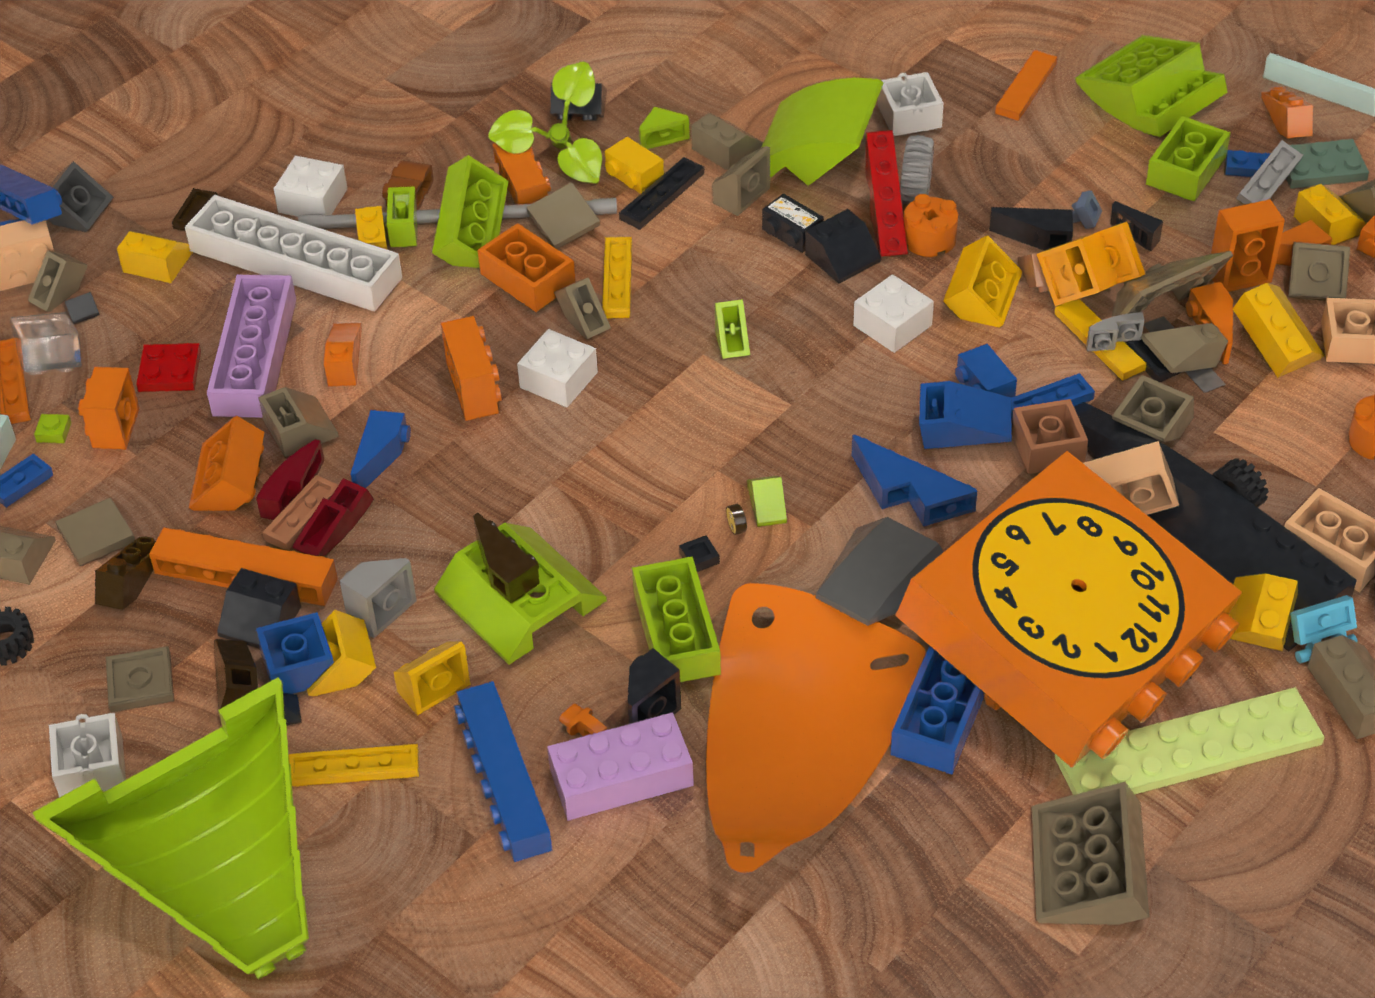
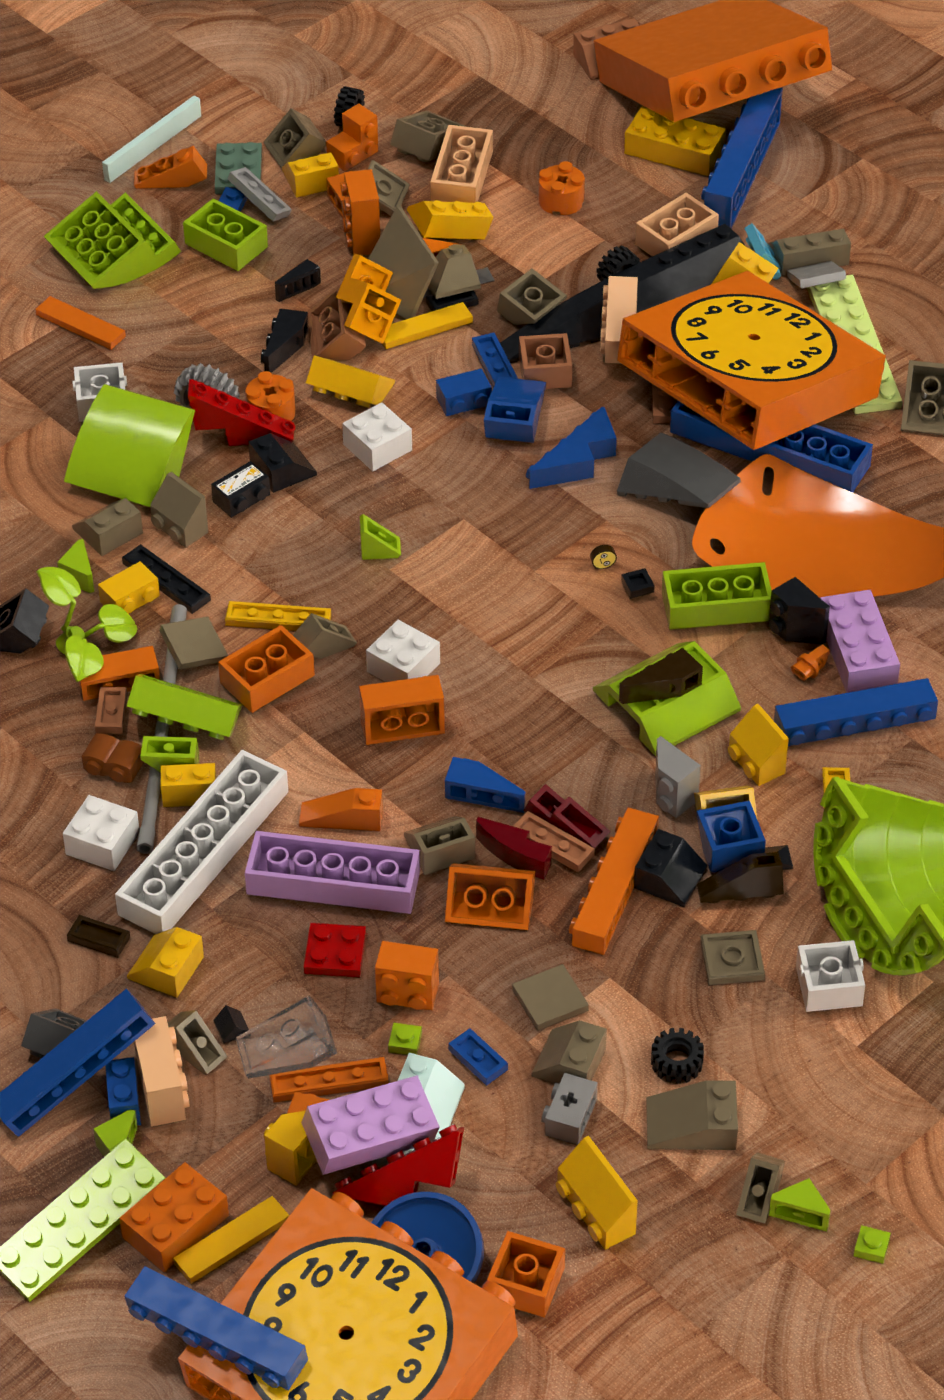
camera: 85 degrees left, 0 degrees up
(124, 575) = (612, 963): dark brown slope -> none
(767, 500) = (575, 537): lime slope -> none
(1086, 210) = (267, 305): sand blue tile -> none
(1117, 328) = (435, 308): light grey slope -> none
(1302, 691) = (816, 274): none -> light grey tile

